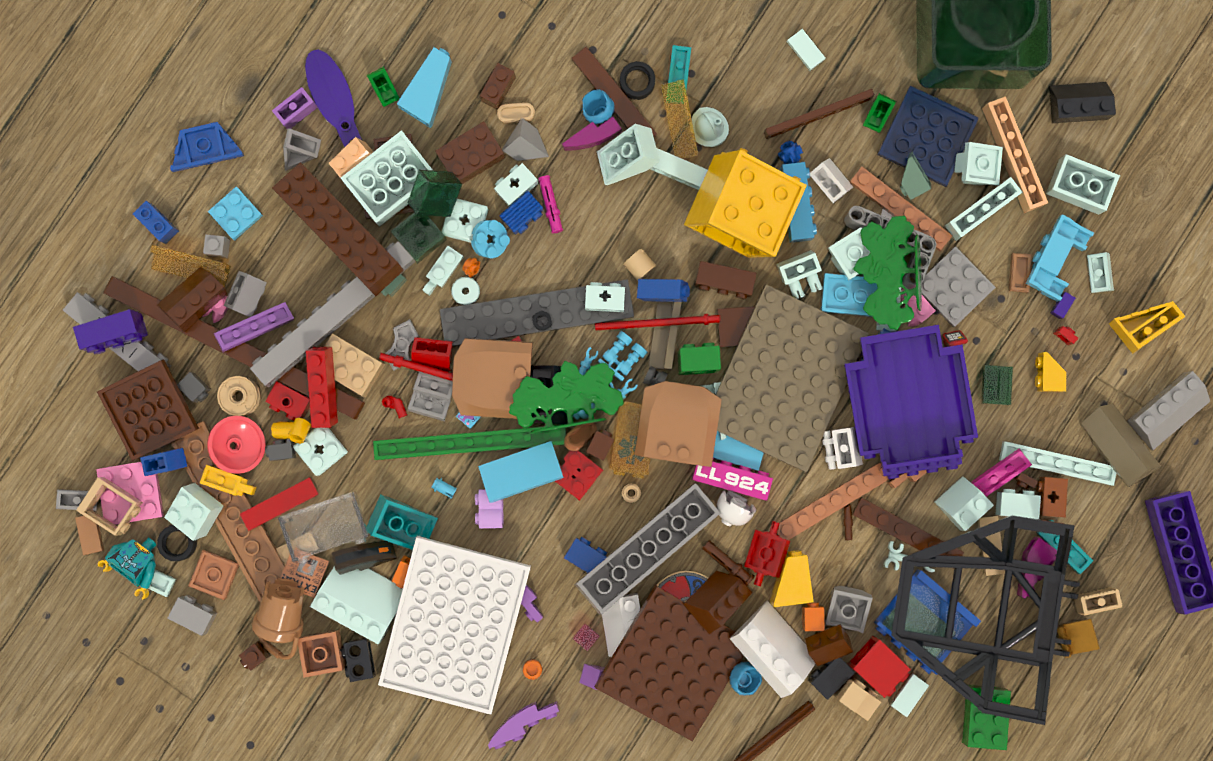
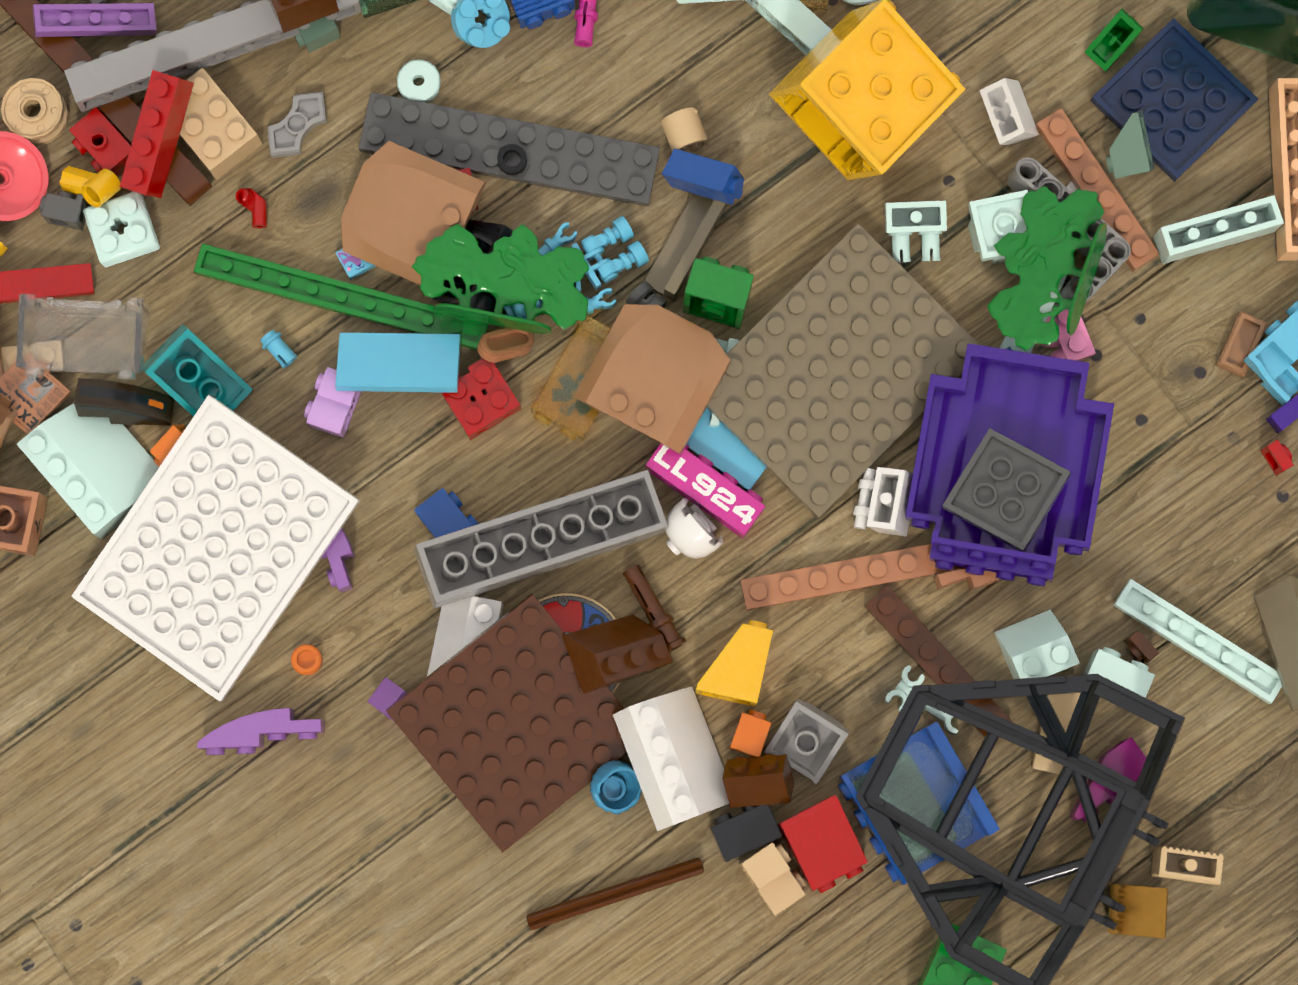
camera: 20 degrees right, 5 degrees down
(365, 659) = (66, 551): black brick -> none
(399, 361) = (283, 144): red bar -> none
(431, 396) = (310, 212): light grey slope -> none
(432, 353) = (334, 151): red brick -> none
(442, 269) = (396, 39): light aqua plate -> none
(471, 267) = (439, 49): orange plate -> none
(586, 636) = (403, 640): clear pink plate -> none
(600, 444) = (528, 363): reddish brown brick -> none
(613, 304) = (626, 169): light aqua brick -> none
(626, 488) = (553, 446): tan plate -> none
(706, 319) = (748, 237): red bar -> none
(725, 280) = (801, 197): reddish brown brick -> none
(732, 324) = (787, 266): reddish brown tile -> none
(767, 553) = (716, 613): red plate -> none
(790, 152) = (963, 51): blue gear -> none
(801, 225) = (947, 135): dark azure brick -> none
(819, 114) = (1025, 11): reddish brown tile -> none
(845, 296) = (969, 283): medium azure plate -> none
(848, 522) = (854, 616): reddish brown piece -> none
(909, 695) = (853, 904): light aqua tile -> none
(916, 420) = (1006, 490): none -> dark grey plate
(954, 338) = (1120, 406): slope -> none
(955, 286) = (1136, 329): light grey plate -> none
(979, 164) = (1235, 162): light aqua panel -> none
(997, 385) = (1148, 493): clear green plate -> none
(1002, 472) = (1110, 622): dark pink plate -> none
(1050, 374) = (1234, 507): yellow slope -> none
(1058, 488) = (1185, 678): dark orange brick -> none
(1077, 560) = (1174, 783): teal plate -> none

